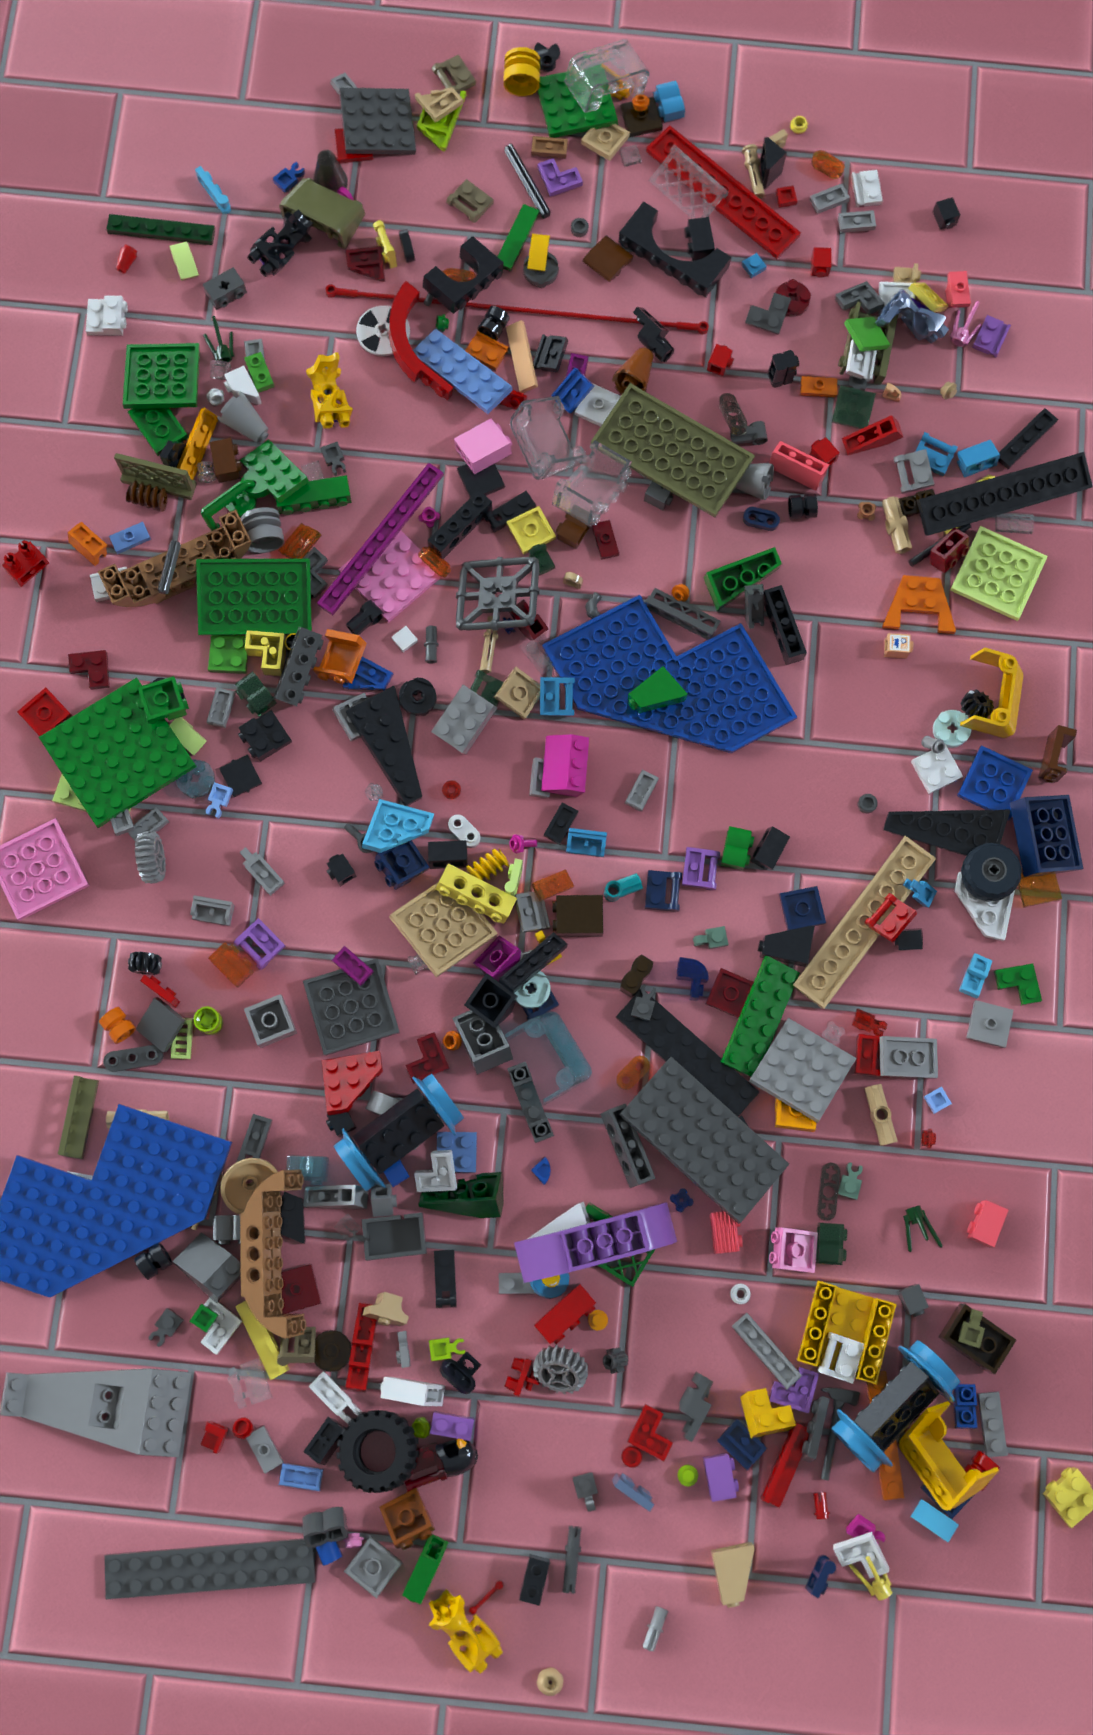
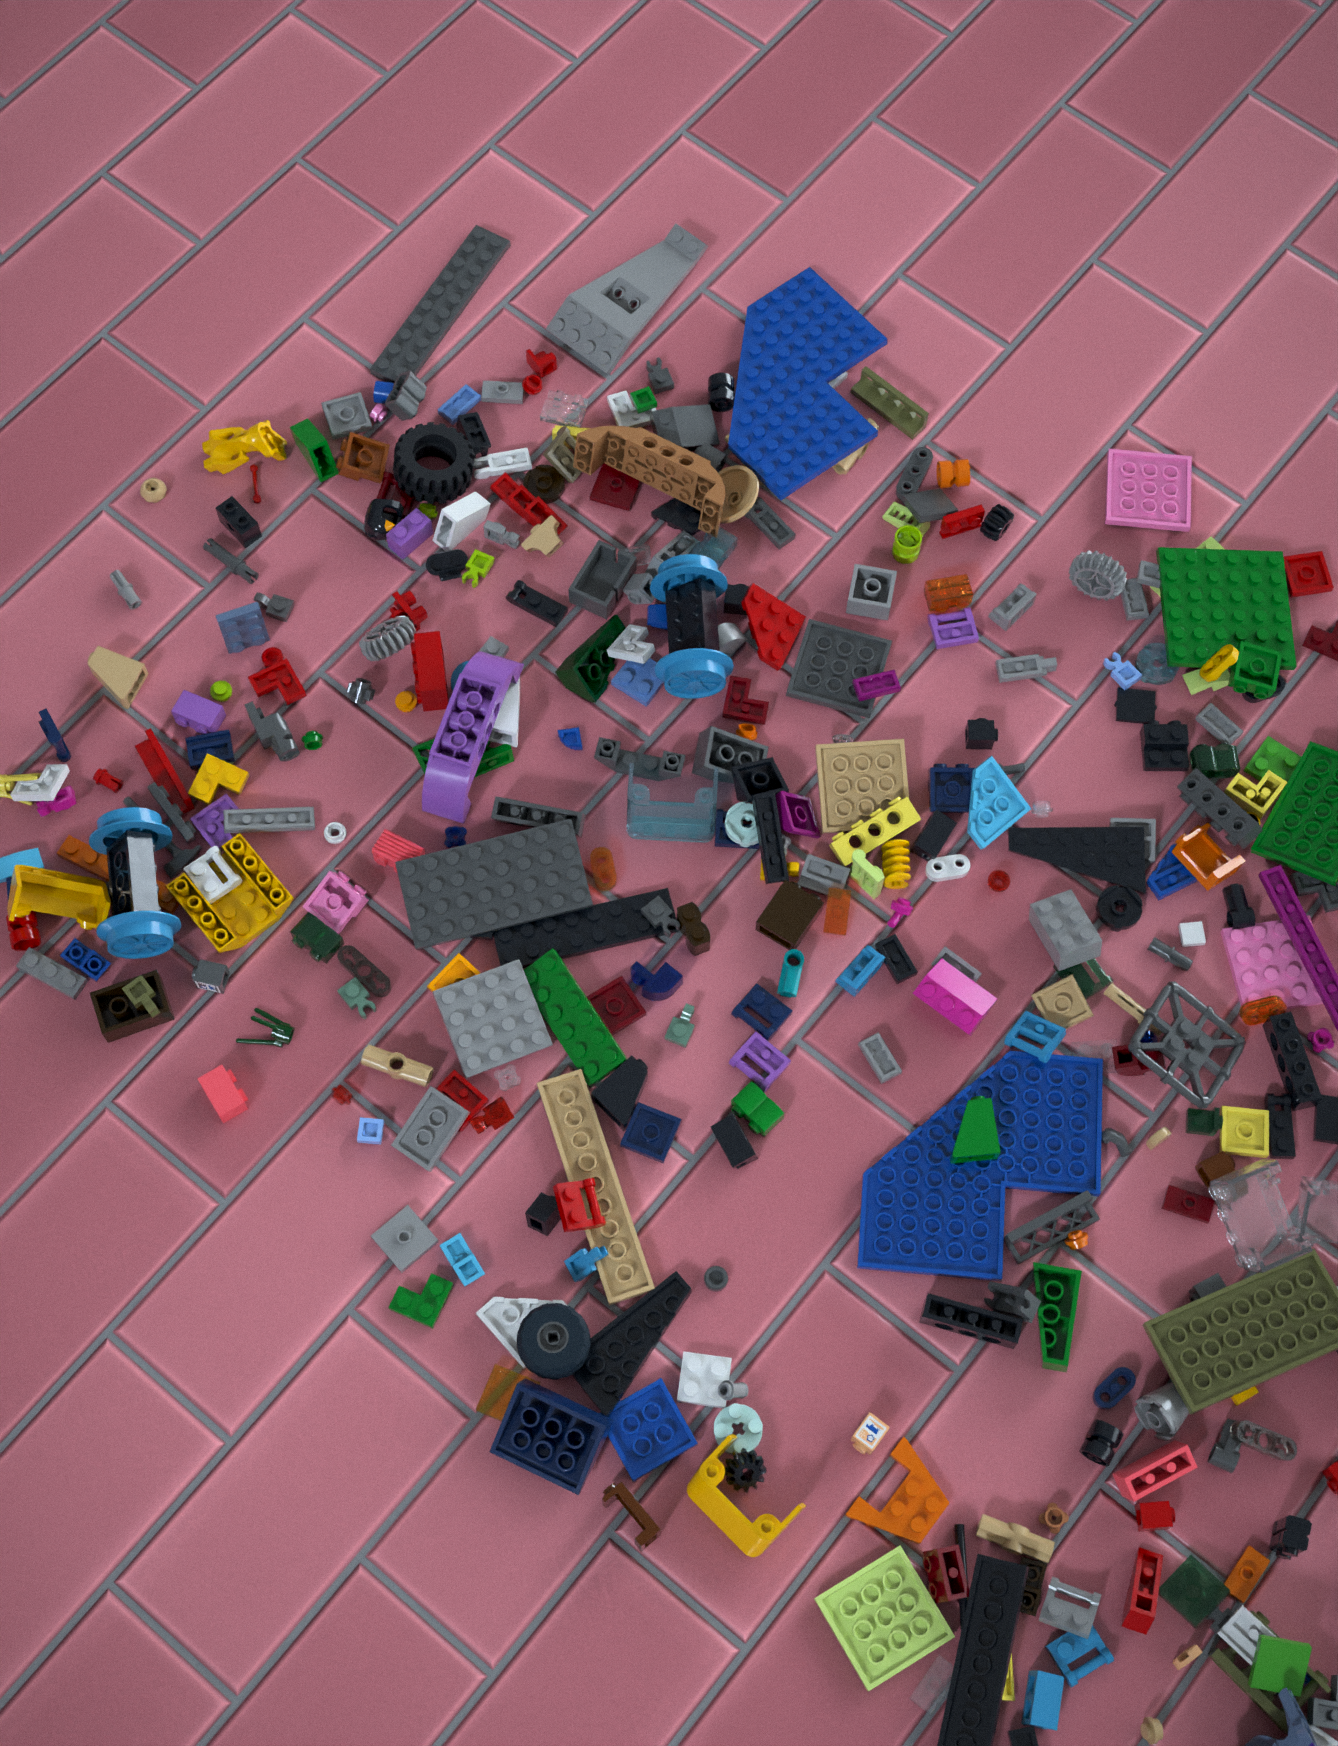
camera: 125 degrees right, 10 degrees down
(174, 727) = (1219, 663): none -> yellow plate
(679, 1368) = (312, 740): none -> green plate

